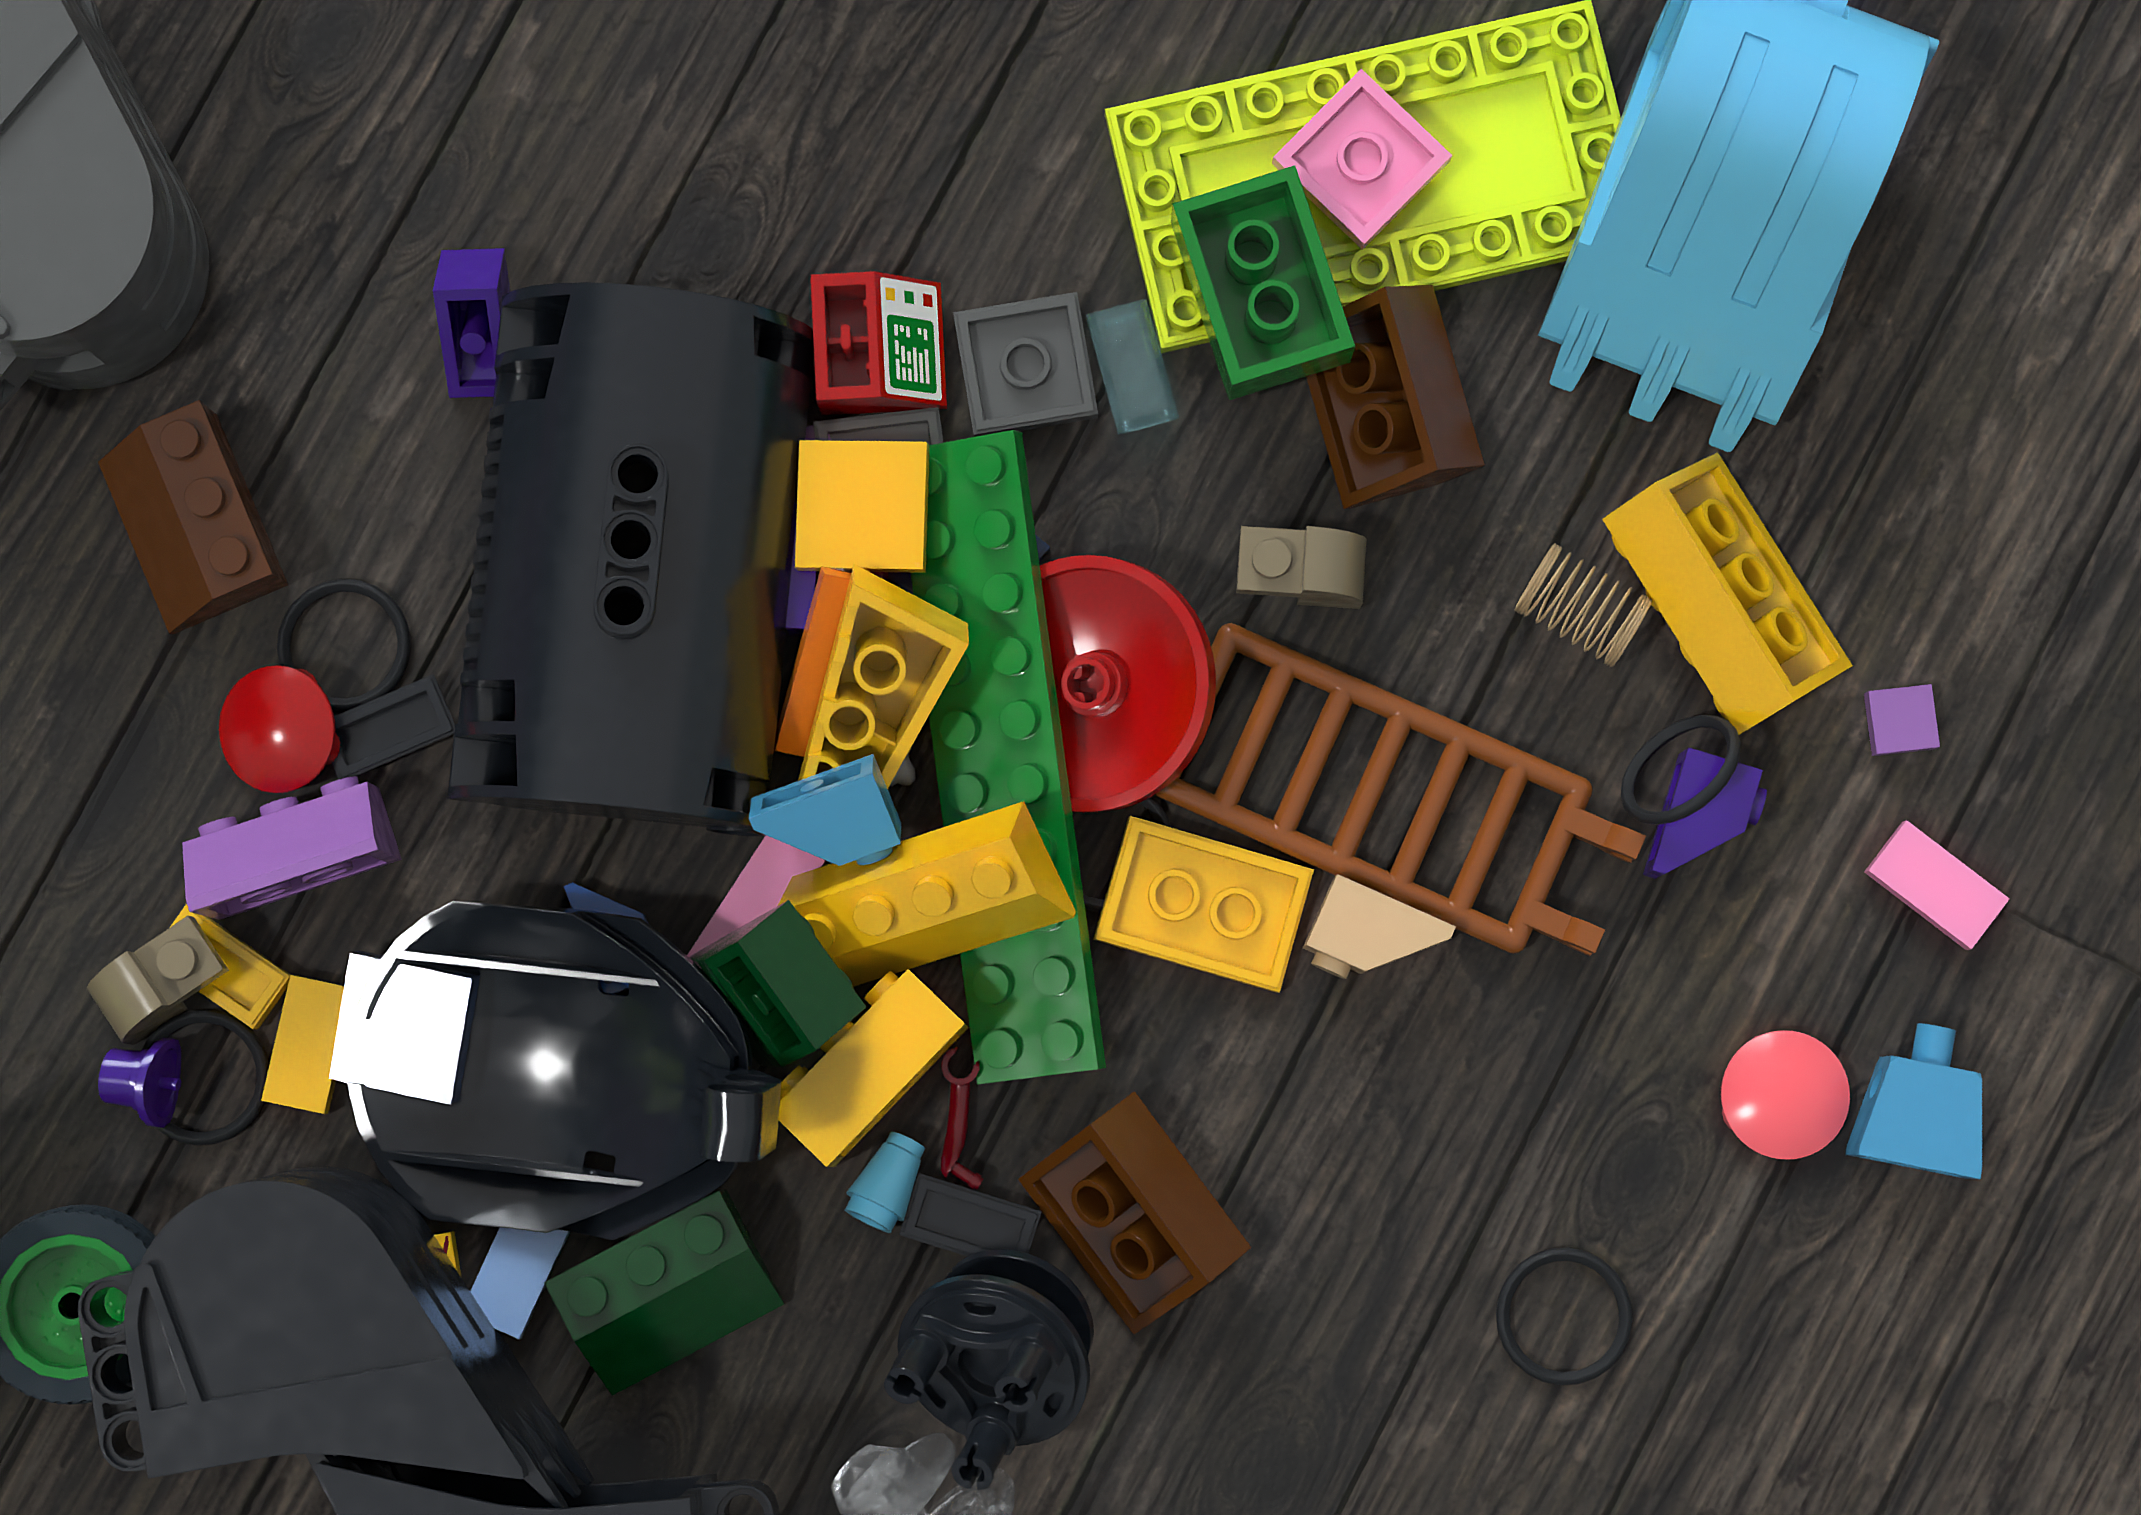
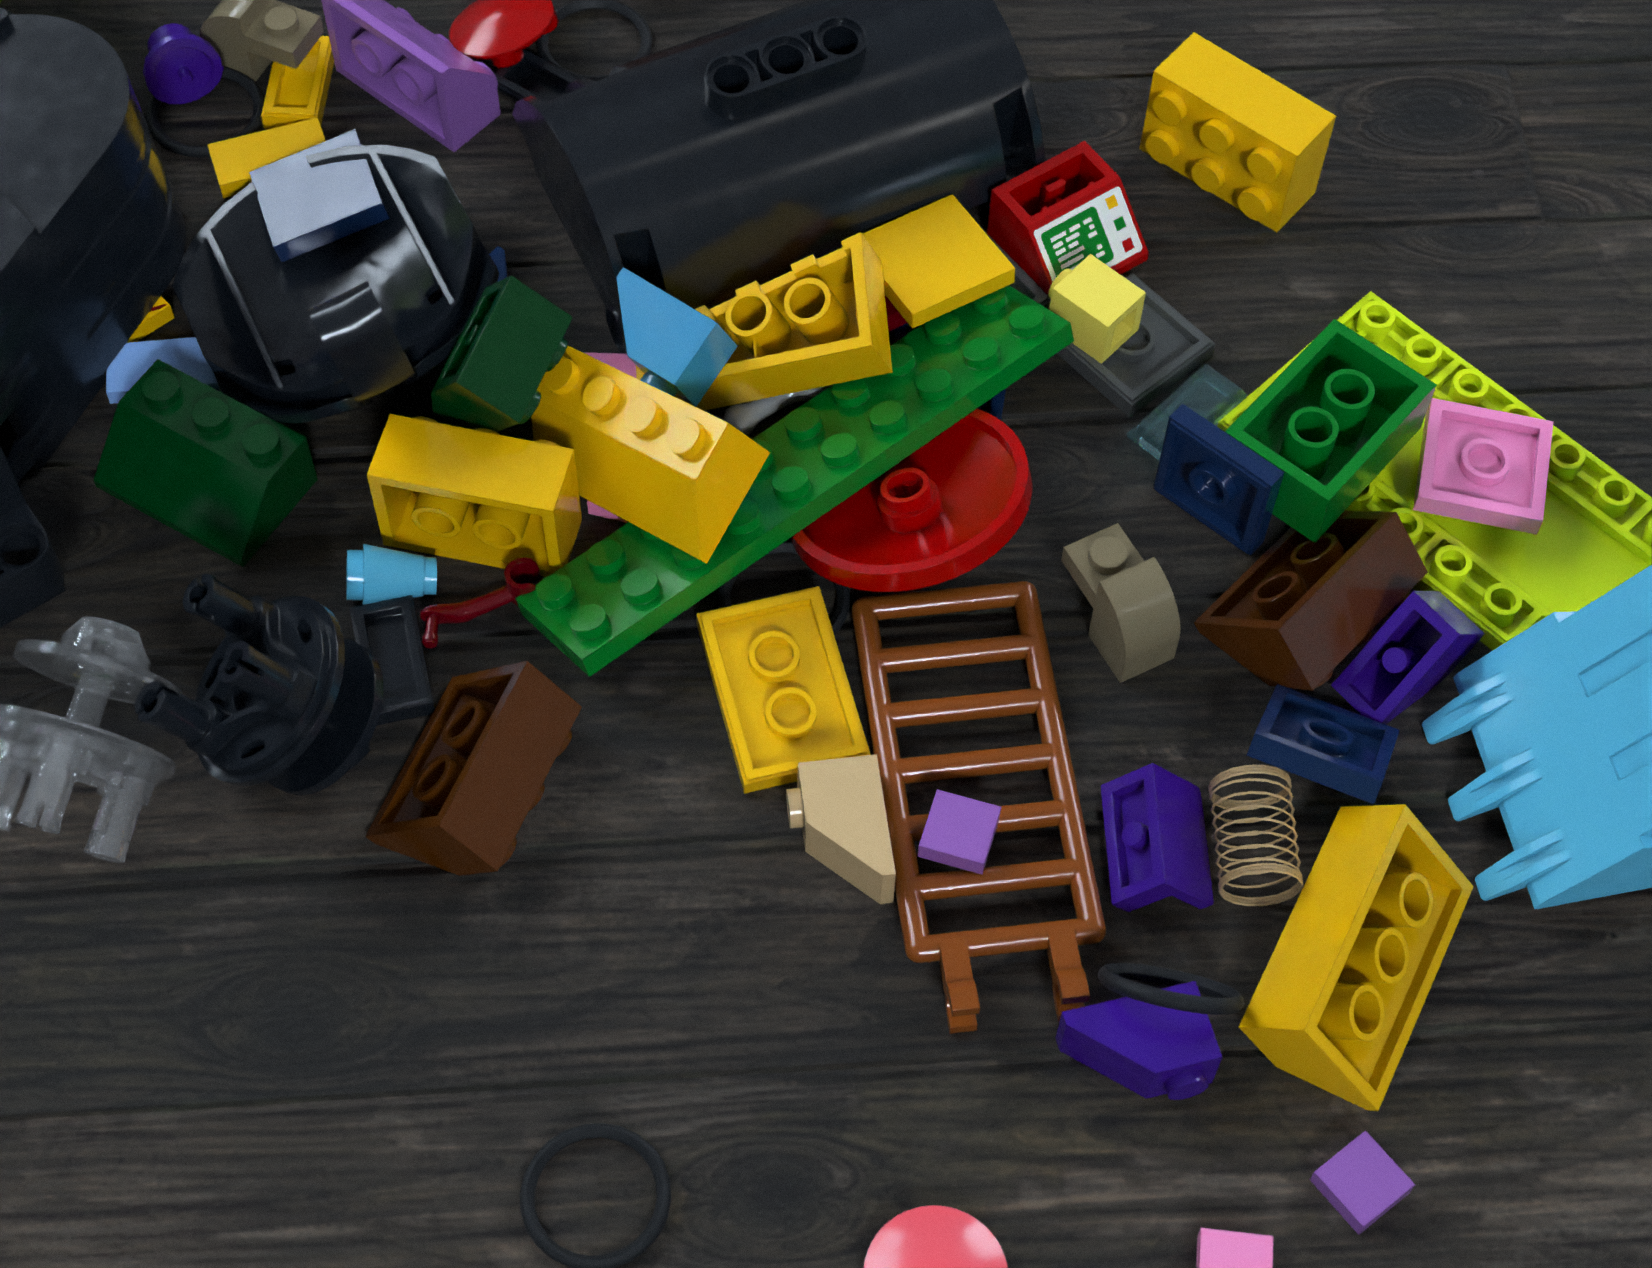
camera: 55 degrees right, 25 degrees down
(873, 118) = (1236, 131): none -> yellow brick
(990, 386) = (1099, 305): none -> light yellow brick
(1243, 406) = (1217, 479): none -> dark blue tile
(1441, 846) = (959, 831): none -> medium lavender tile
(1496, 356) = (1407, 656): none -> dark purple slope
(1533, 685) = (1155, 839): none -> dark purple panel
(1539, 491) = (1324, 743): none -> dark blue tile

